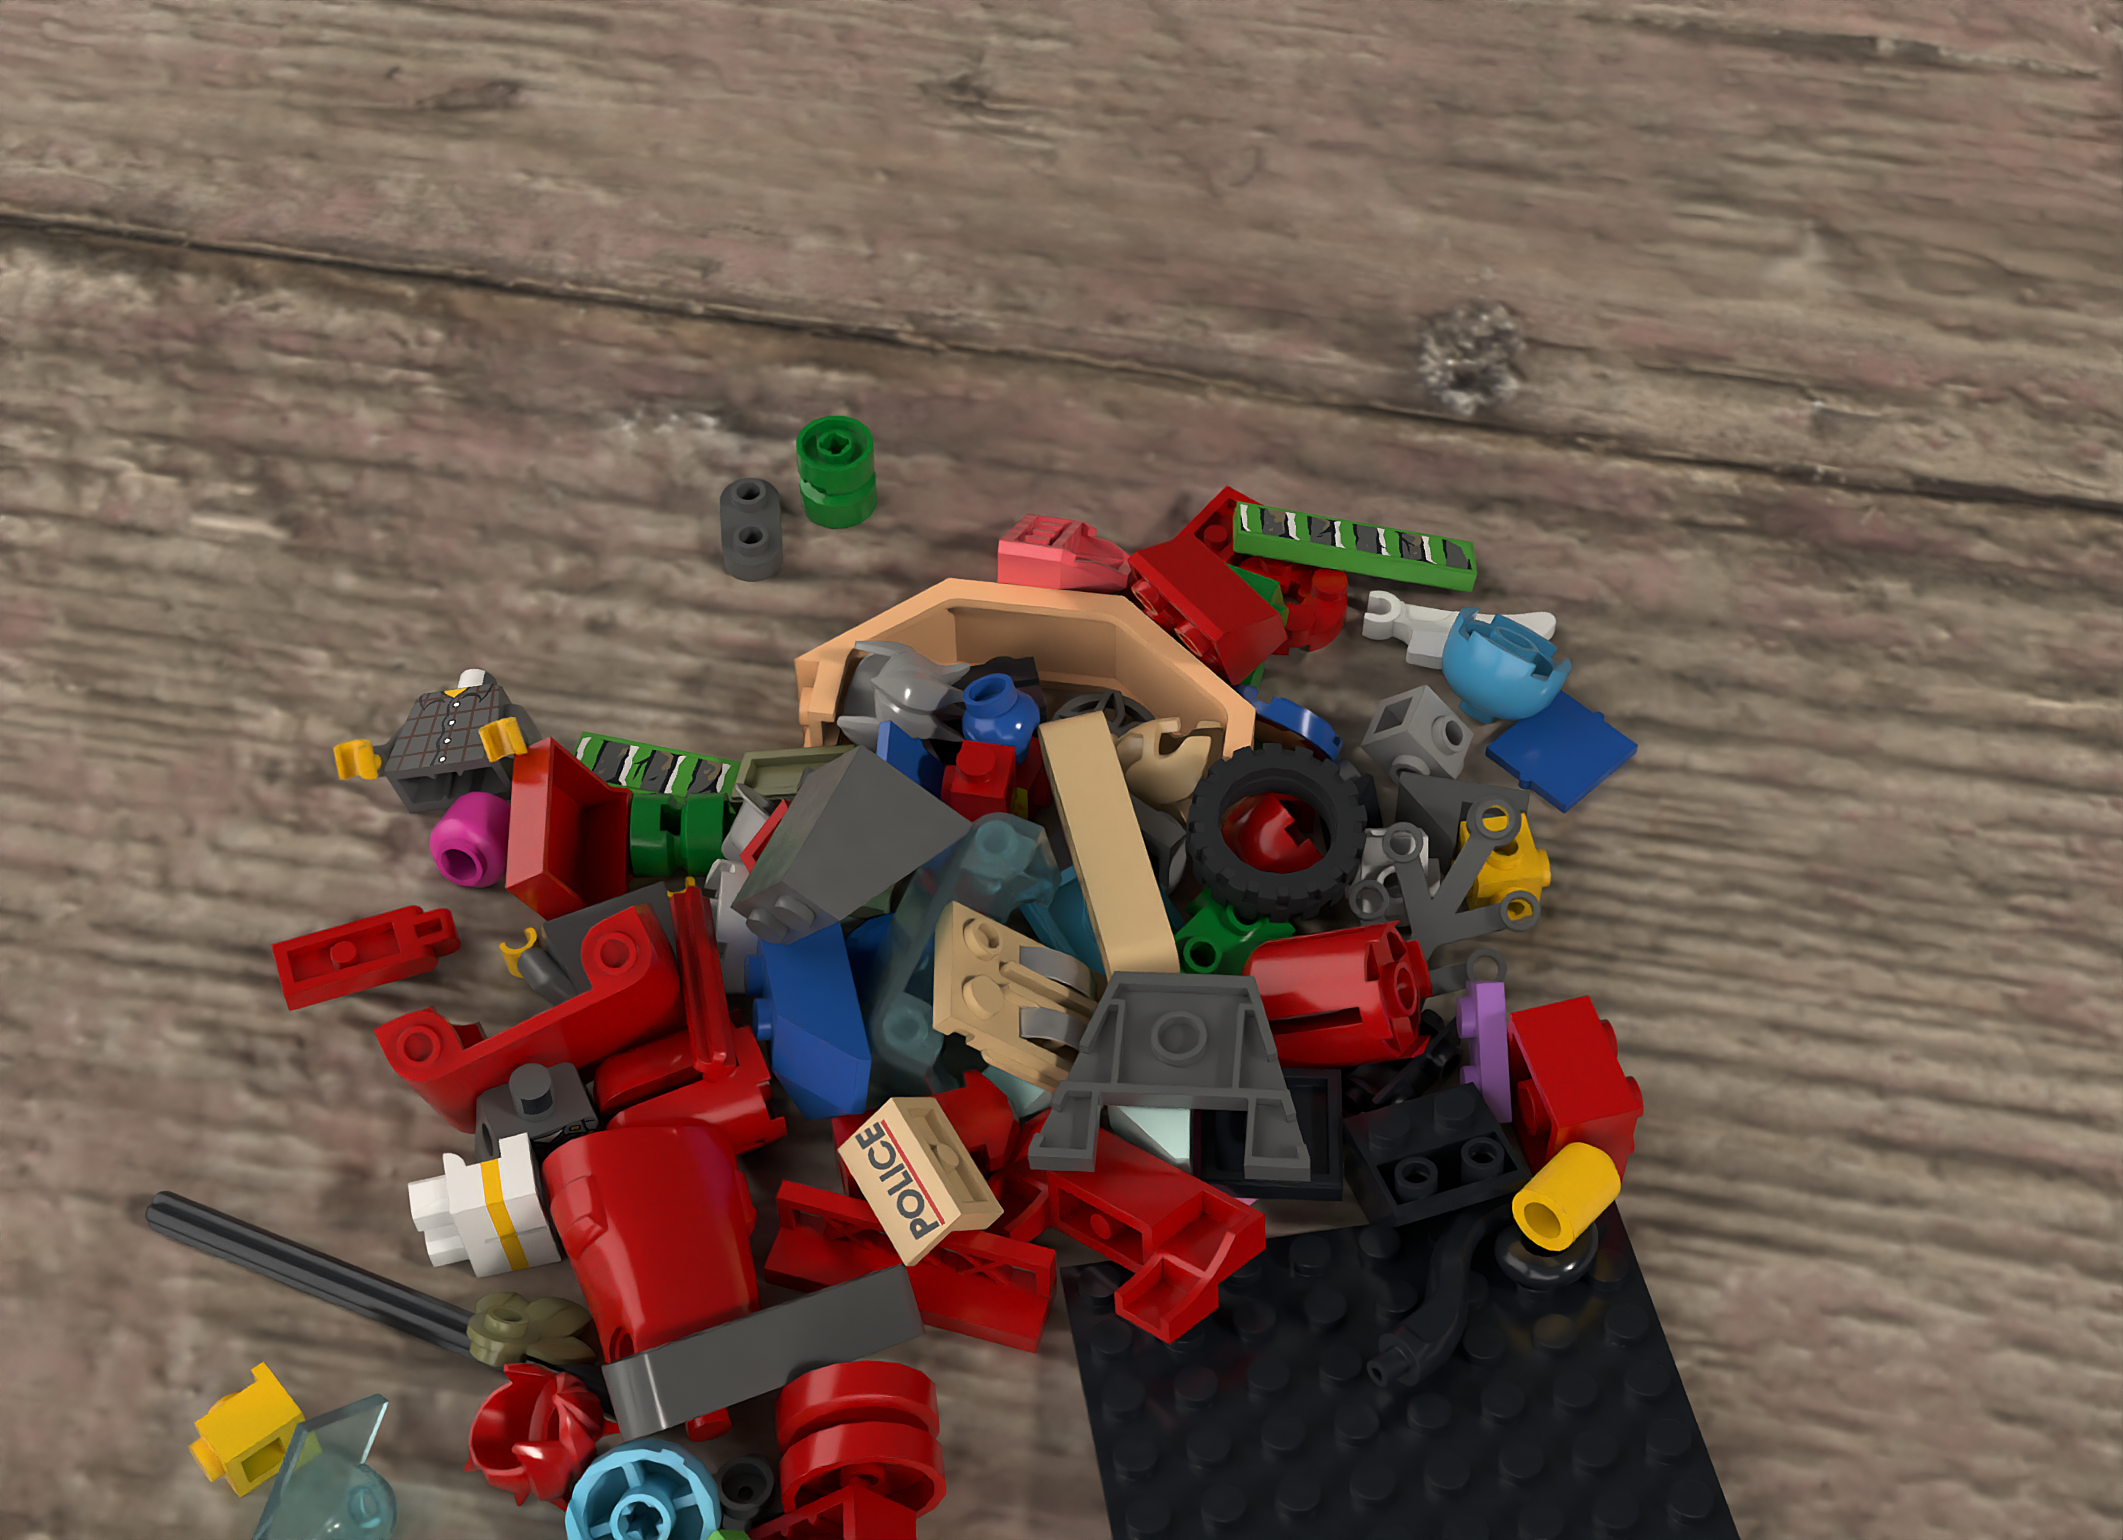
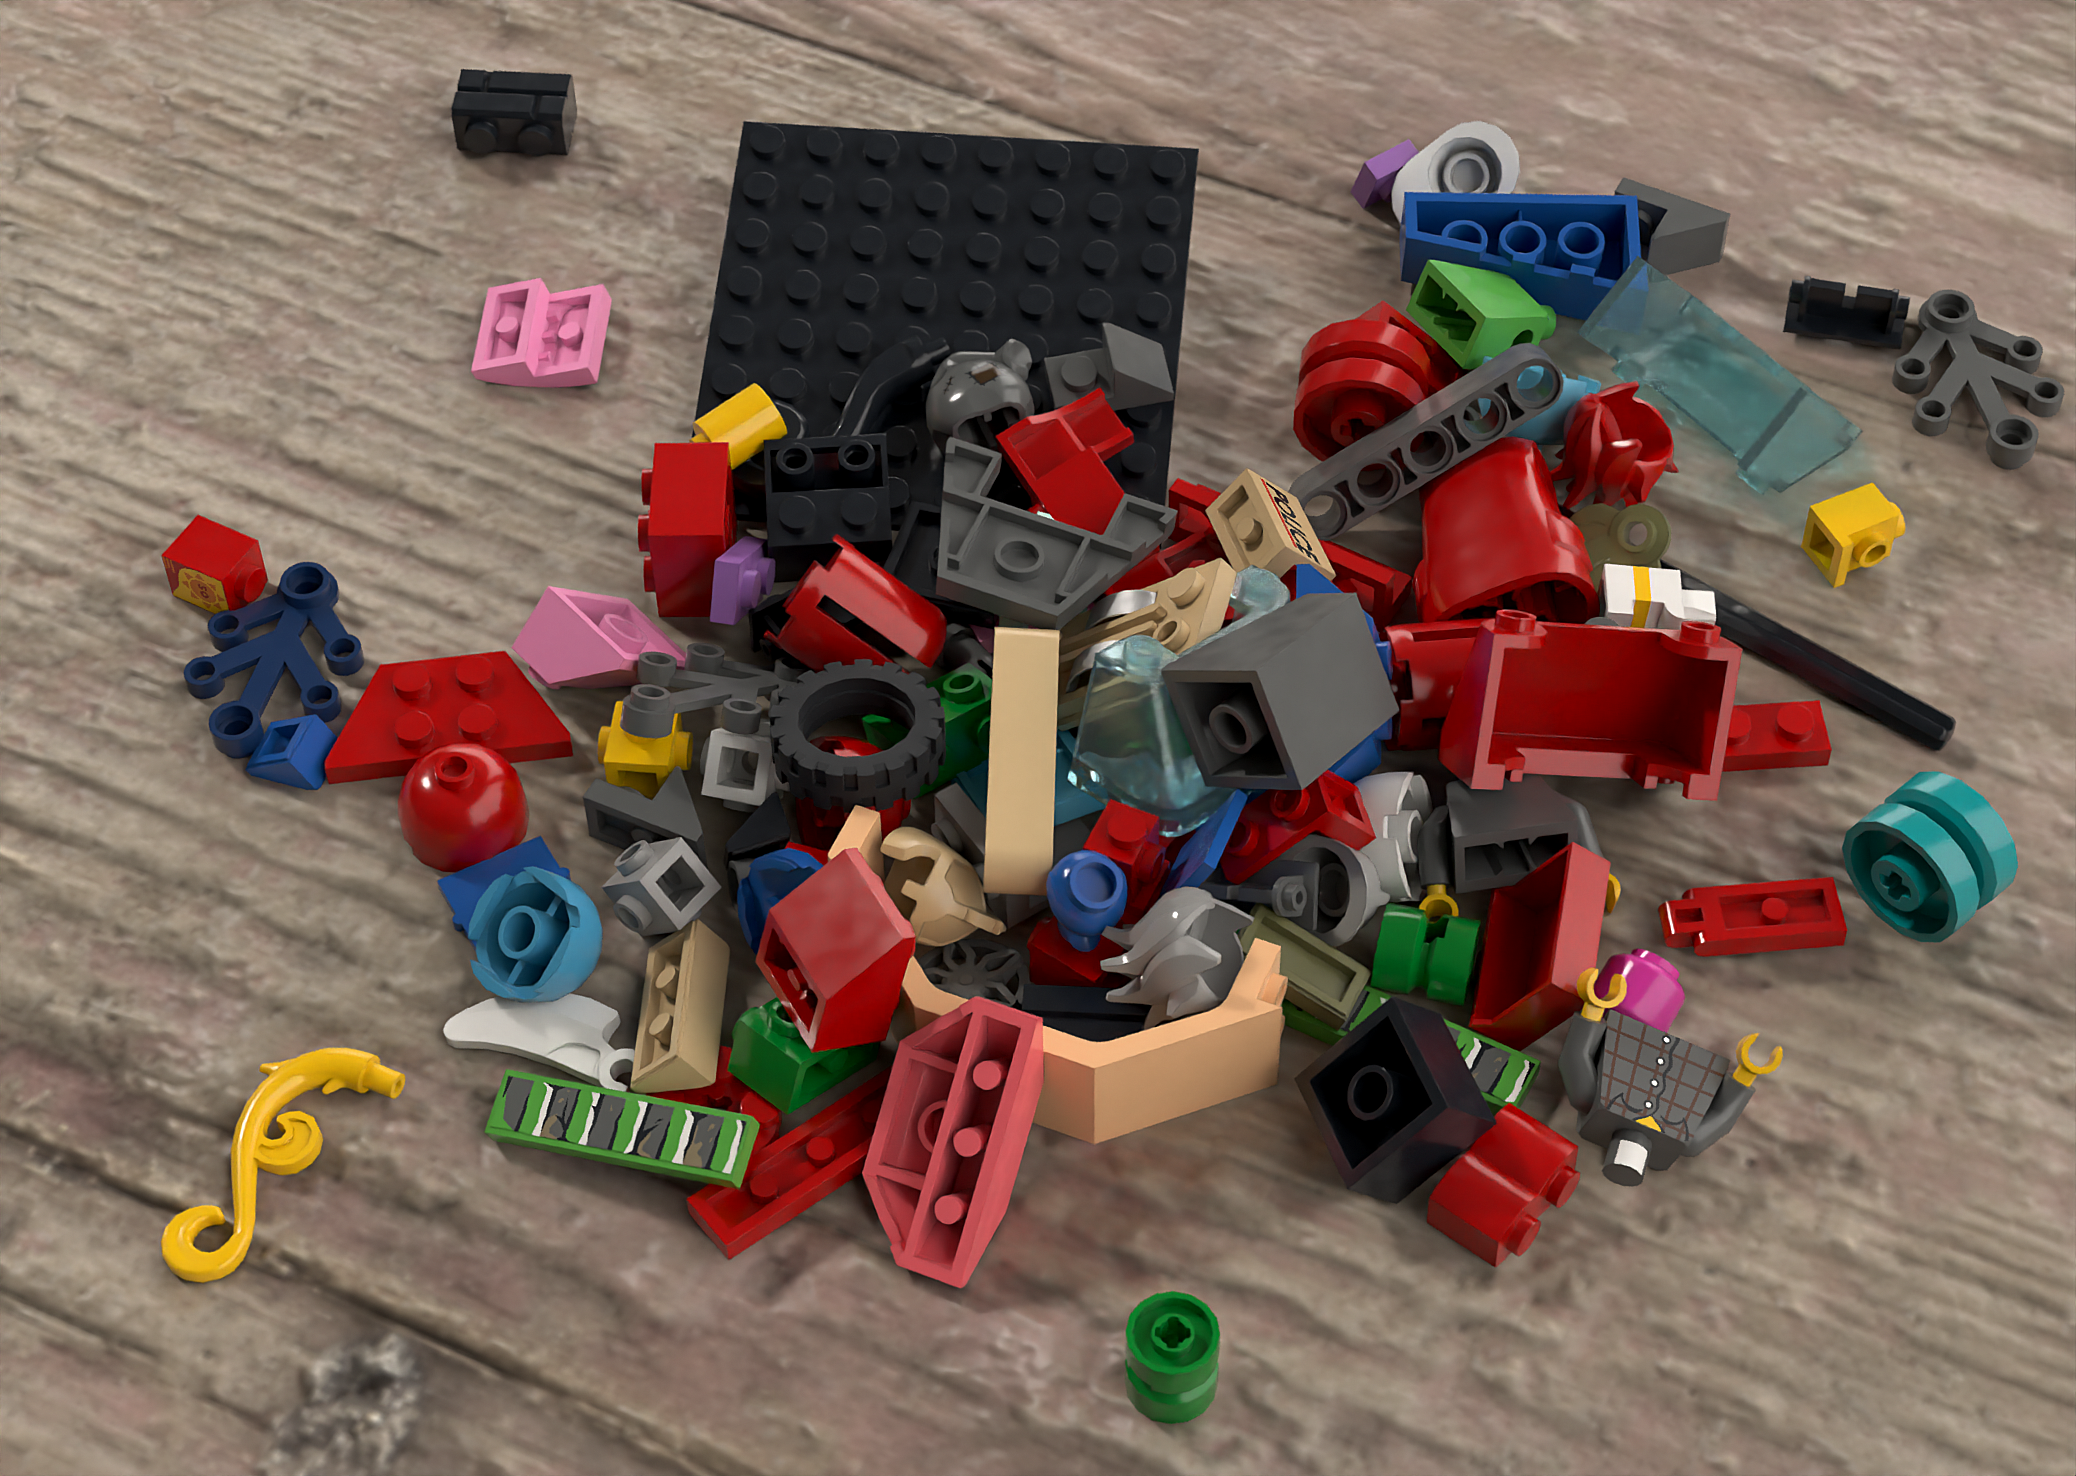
camera: 165 degrees left, 0 degrees up
(184, 997) = (1930, 856): none -> teal wheel
(358, 1169) = (1777, 736): none -> red plate
(582, 664) = (1503, 1186): none -> red brick
(684, 667) = (1394, 1101): none -> black brick
(702, 985) = (1433, 706): red axle -> none
(751, 529) = (1284, 1342): dark grey plate -> none
(1166, 1396) = (1126, 369): none -> dark grey slope
(1310, 1302) = (979, 395): none -> dark grey piece
(1344, 646) = (681, 1011): none -> tan slope
(1600, 955) = (589, 640): none -> bright pink slope
(1629, 502) = (283, 1156): none -> yellow plant
(1651, 804) = (462, 806): none -> red cylinder
(1720, 901) = (441, 703): none -> red wing
(1847, 836) = (294, 752): none -> blue slope
(1894, 1392) = (541, 336): none -> bright pink slope
(1927, 924) = (303, 595): none -> dark blue plant
(2050, 986) = (215, 566): none -> red brick

